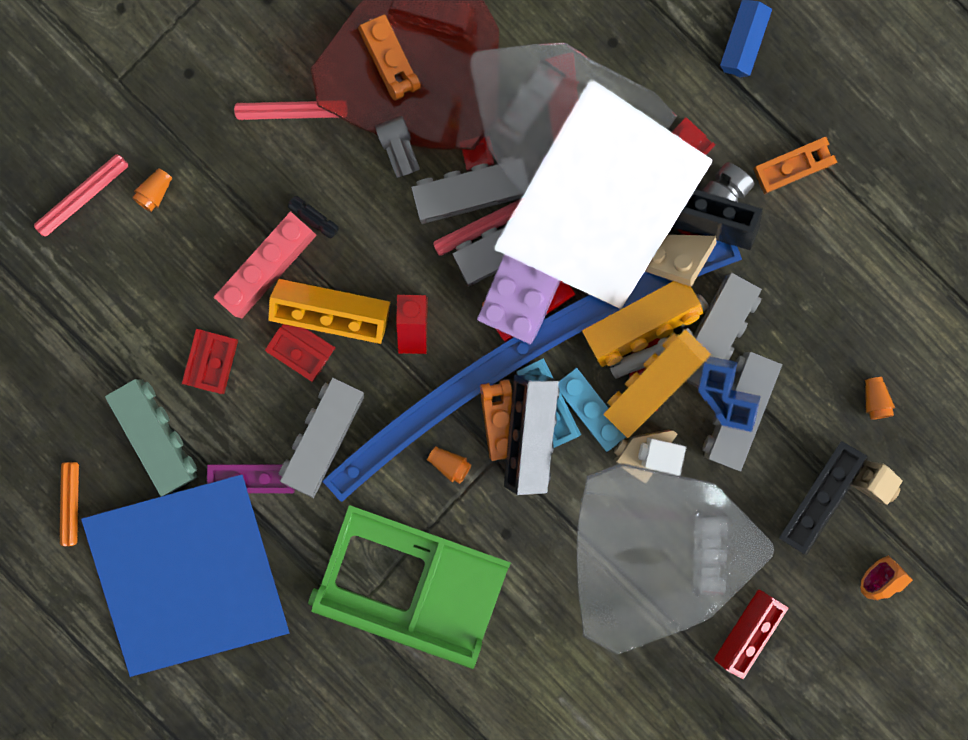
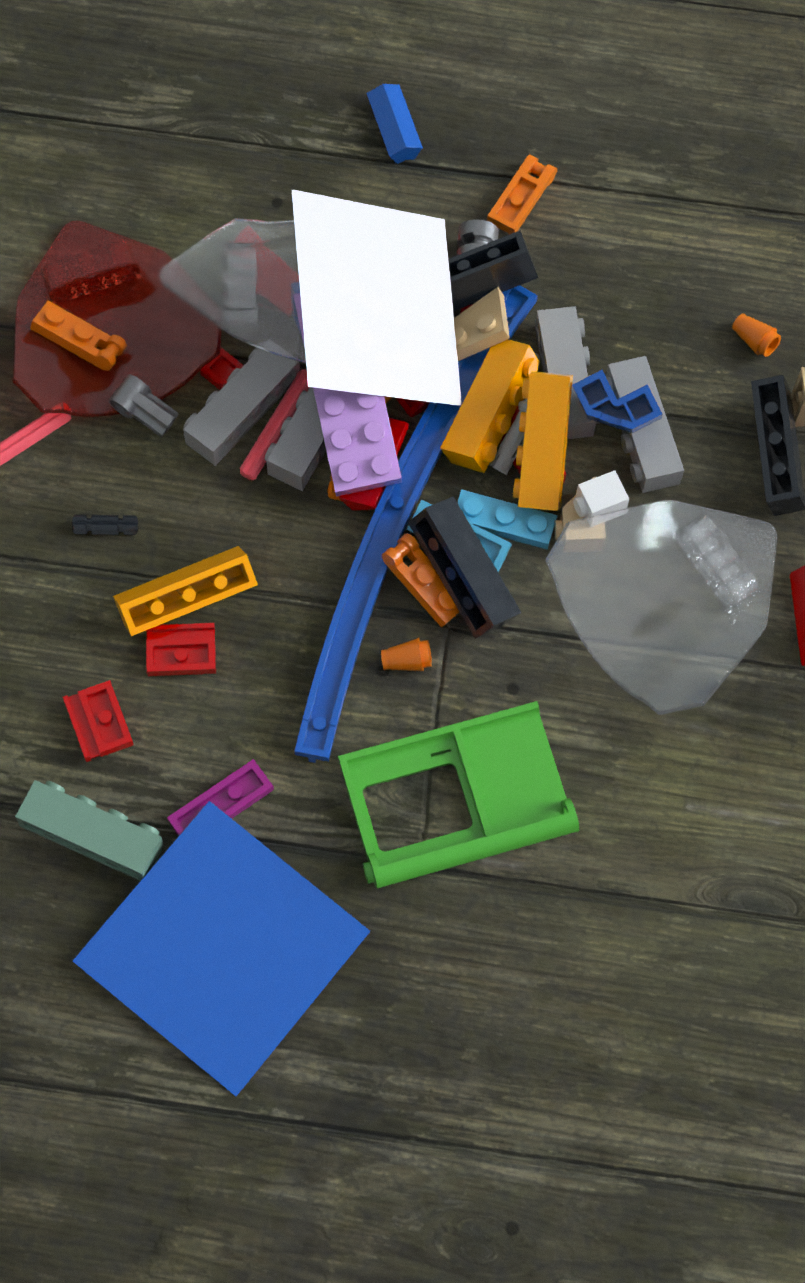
camera: 40 degrees left, 20 degrees down
(69, 503) = (48, 960): orange axle -> none
(265, 266) = (90, 594): coral brick -> none
(322, 437) = (265, 711): light grey brick -> none
(412, 324) = (273, 552): red slope -> none

